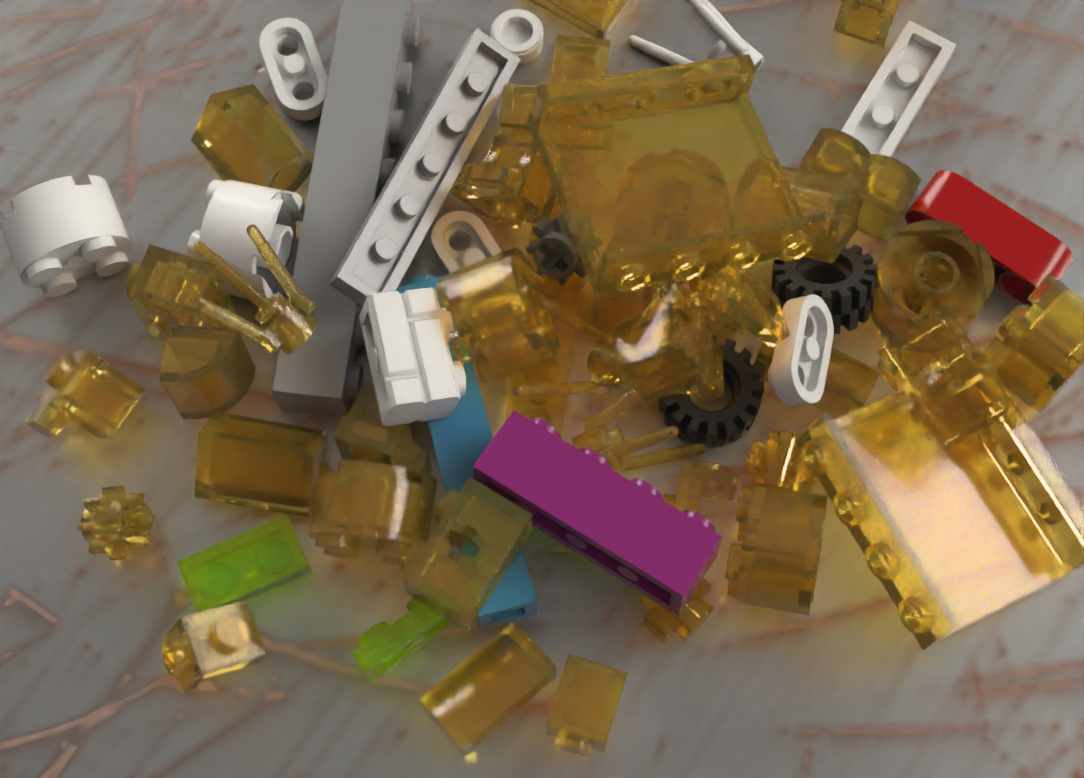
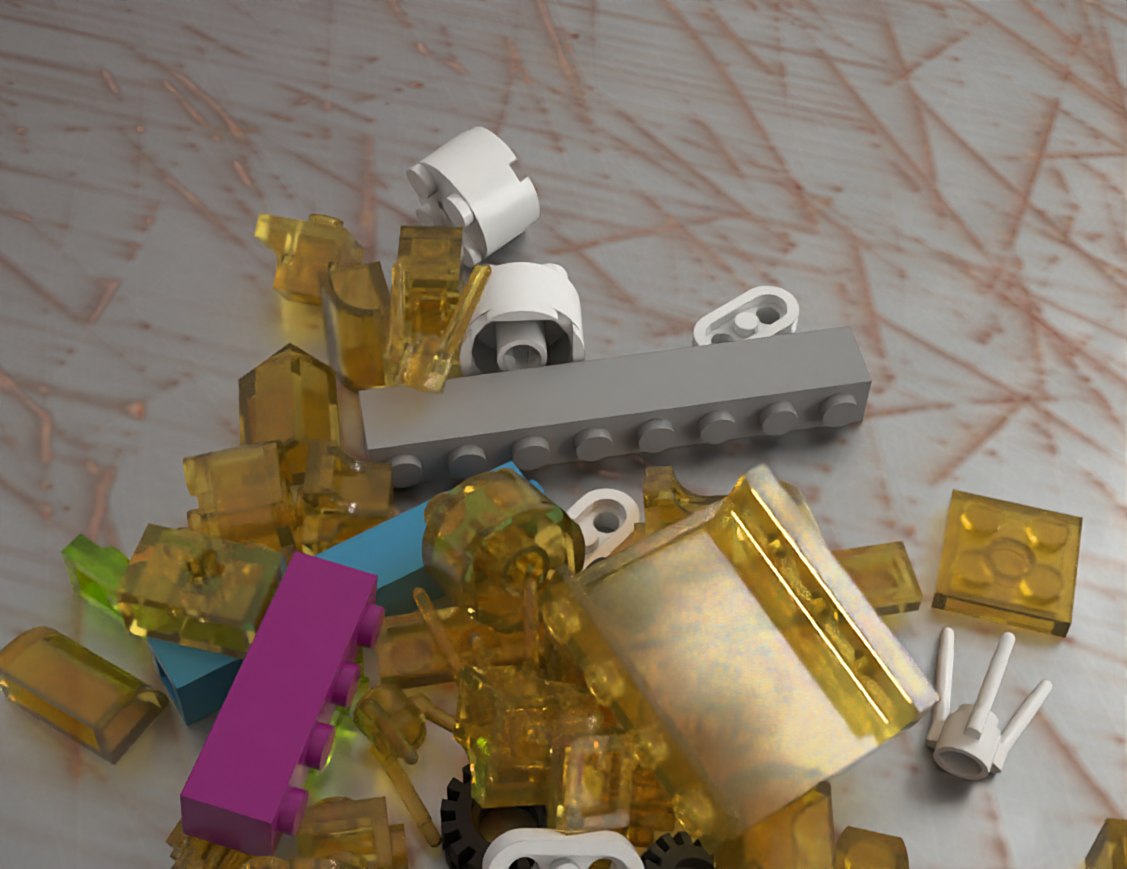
camera: 70 degrees right, 20 degrees down
(116, 523) = (174, 327): clear yellow gear -> none
(211, 644) = (83, 434): clear yellow bracket -> none
(244, 565) = (164, 431): clear neon green plate -> none
(251, 141) = (643, 311): clear yellow brick -> none
(411, 356) = (401, 473): white brick -> none
(426, 170) = (624, 443): light grey plate -> none
(519, 33) = (889, 514): white tile -> none
(585, 705) = (72, 788): clear yellow brick -> none

